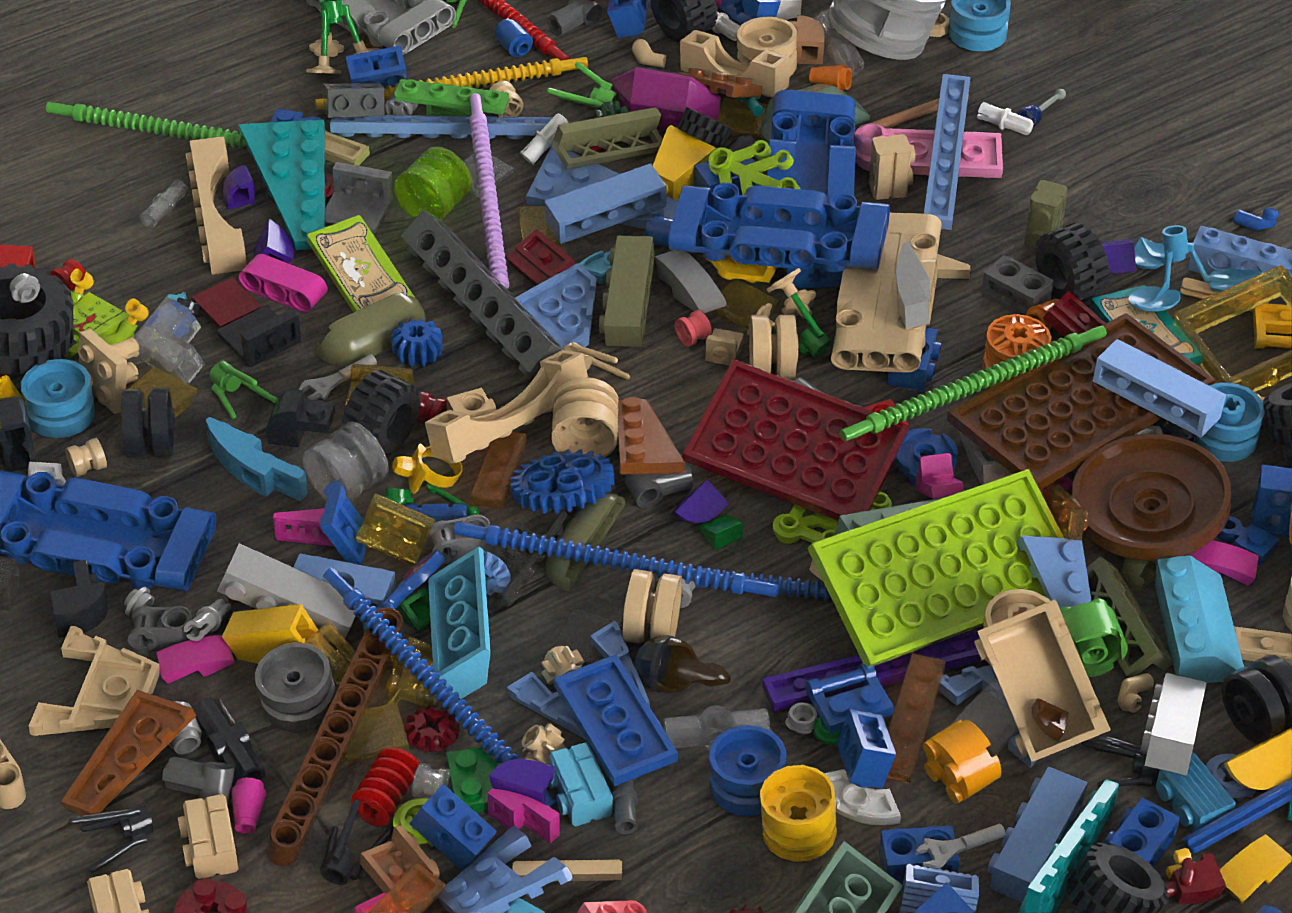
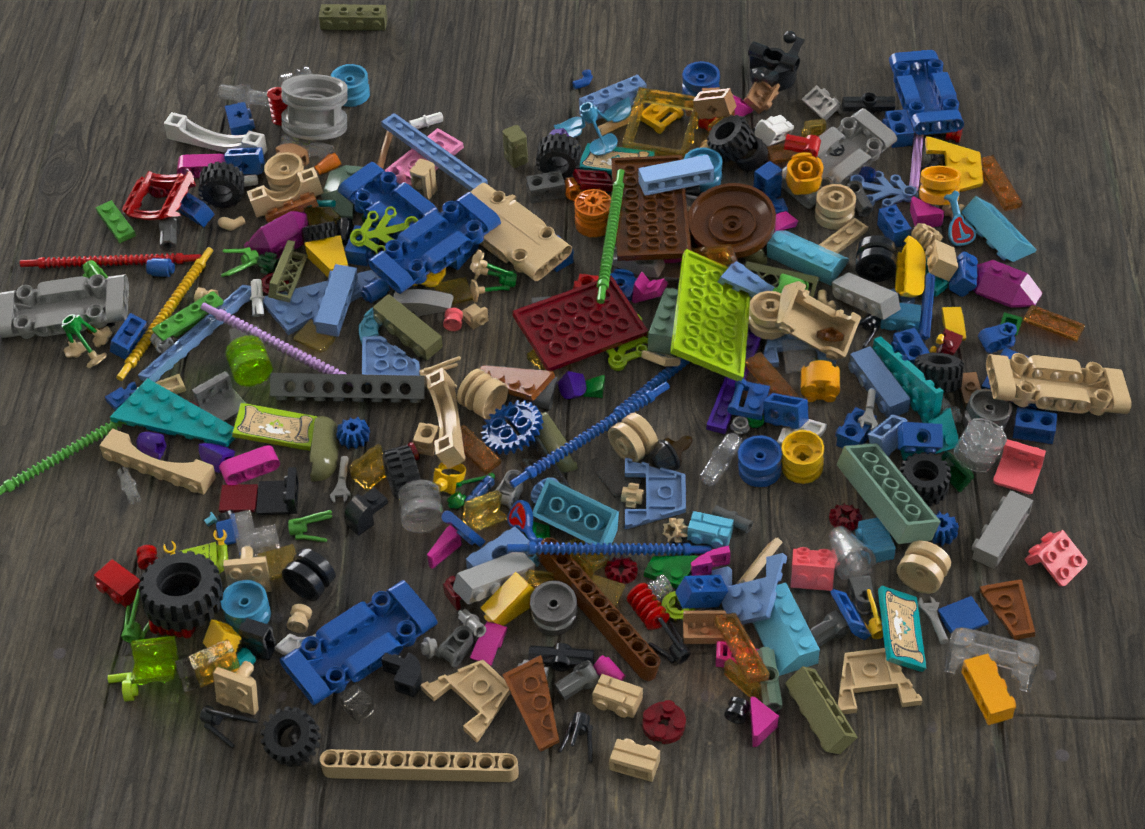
camera: 50 degrees left, 5 degrees up
(24, 288) = (181, 567): light grey plate -> none
(258, 470) = (366, 550): dark azure slope -> none
(353, 99) = (141, 358): dark grey brick -> none
(523, 777) = (696, 546): dark purple brick -> none
(539, 258) = (343, 351): dark red plate -> none
(615, 720) = (690, 491): blue plate -> none
(774, 348) = (504, 295): tan wheel -> none
(912, 288) = (531, 218): light grey slope -> none
(1035, 111) = (433, 108): hinge -> none

